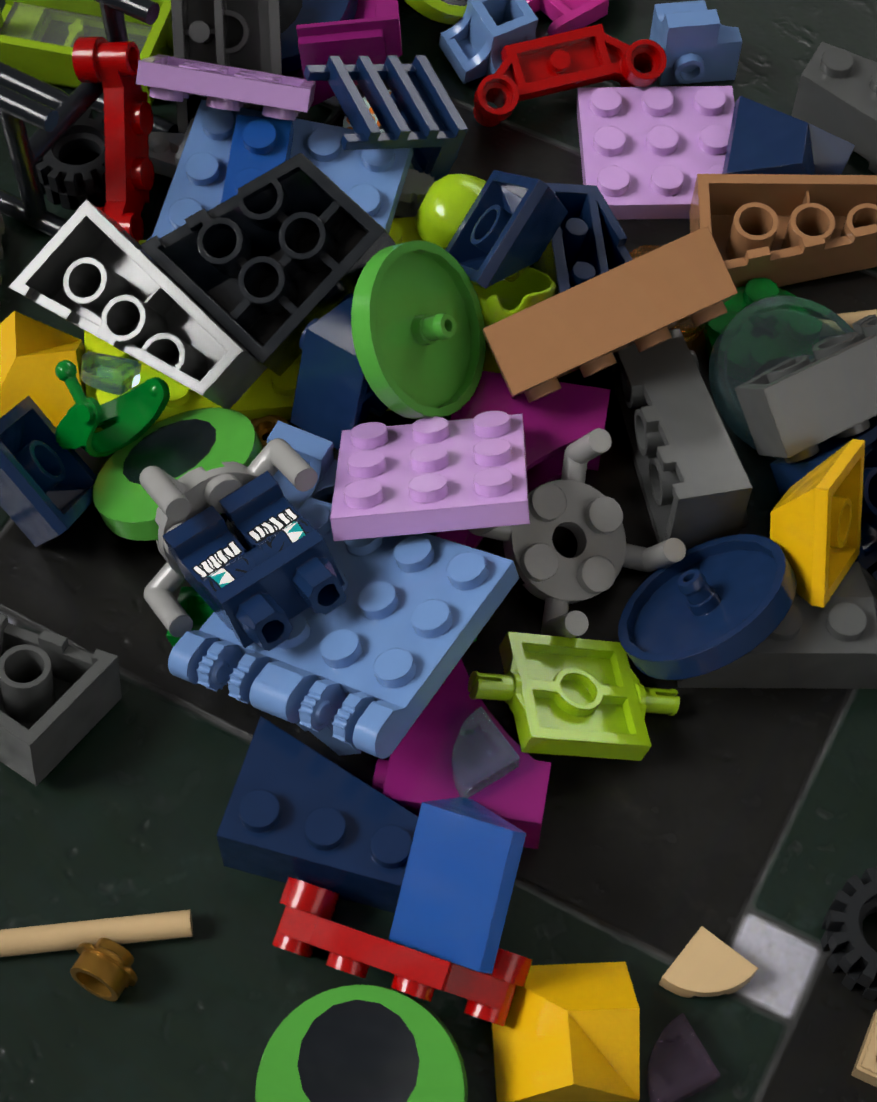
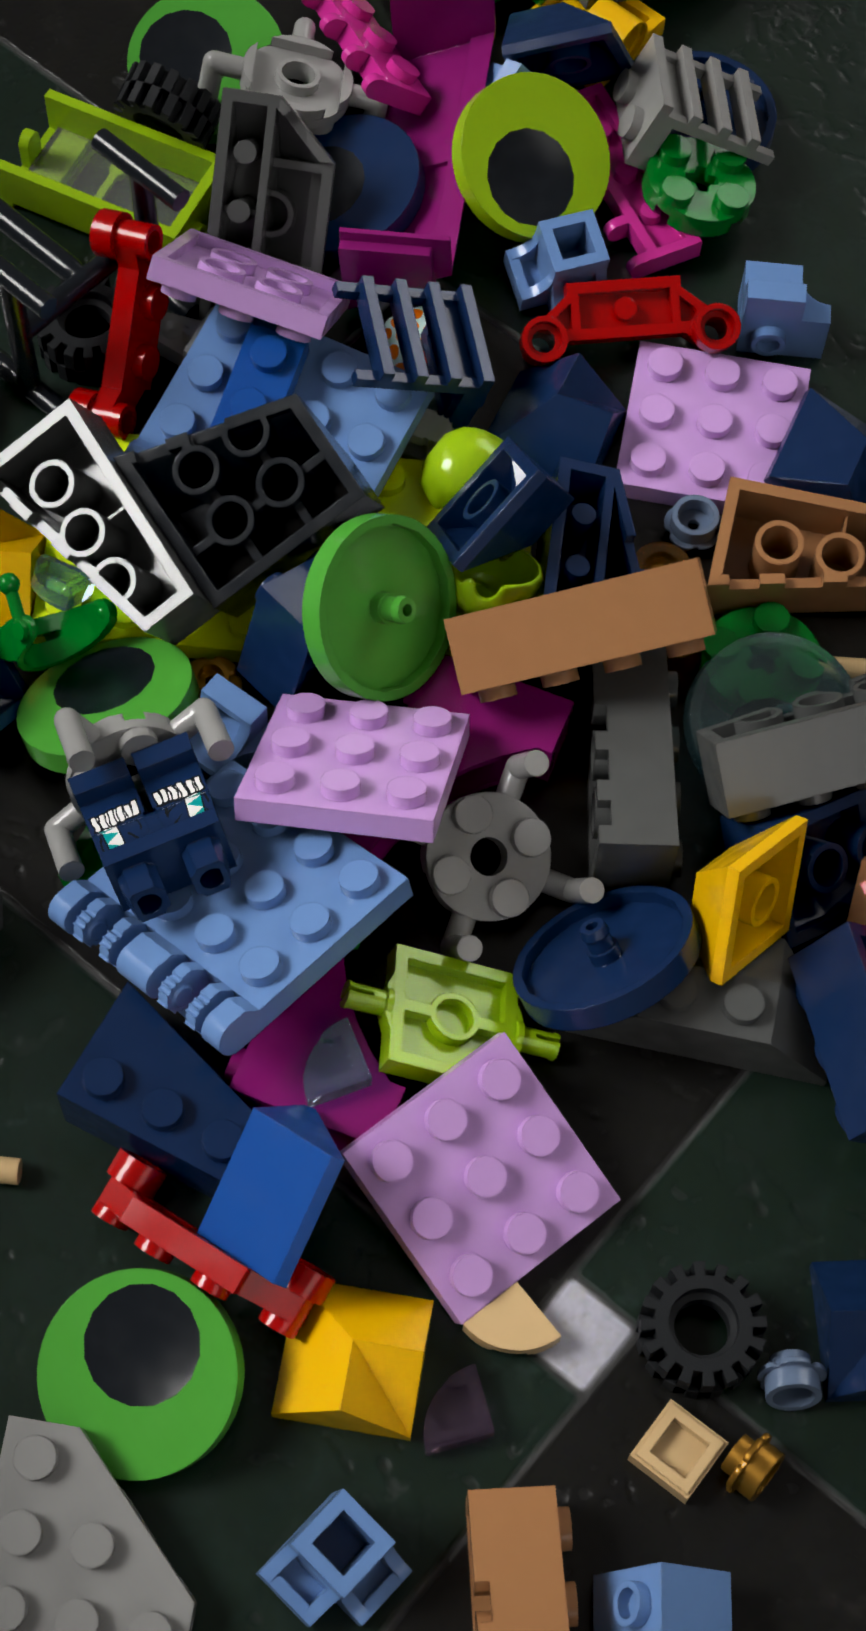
camera: 10 degrees right, 5 degrees up
(526, 145) = (560, 413): none -> dark blue slope
(642, 834) = (479, 1177): none -> lavender plate
(666, 223) = (697, 511): none -> sand blue plate

